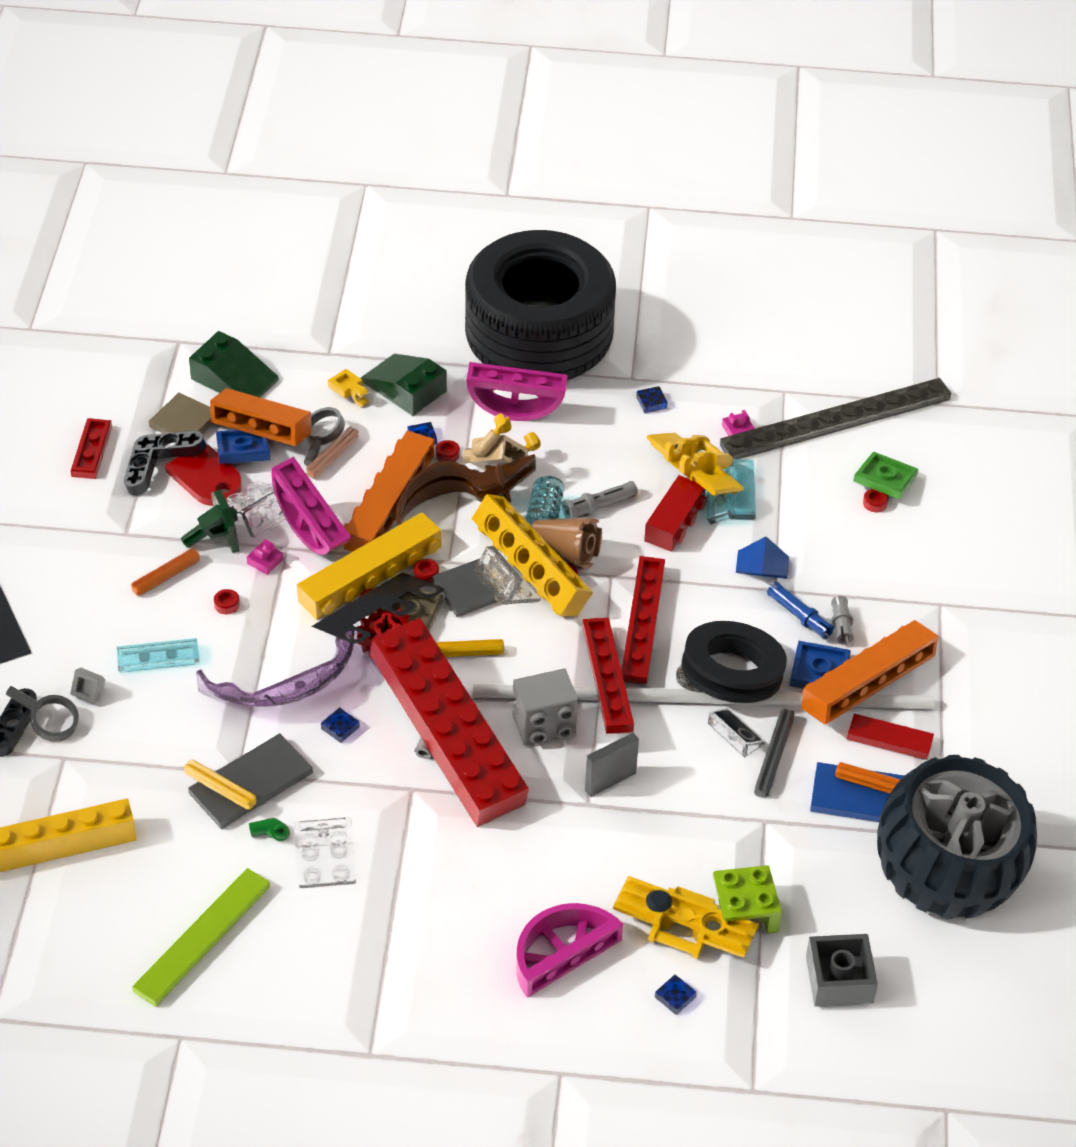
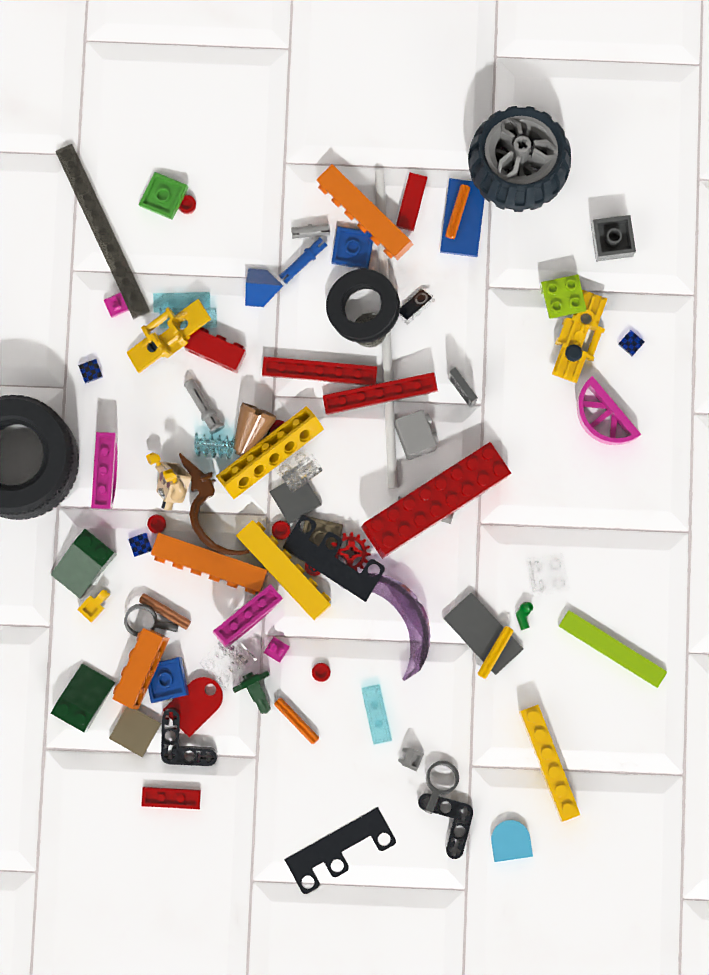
camera: 90 degrees left, 35 degrees up
(340, 725) = (429, 578): clear blue tile -> none
(472, 647) = (354, 496): yellow axle -> none
(774, 753) = (431, 279): dark grey axle -> none

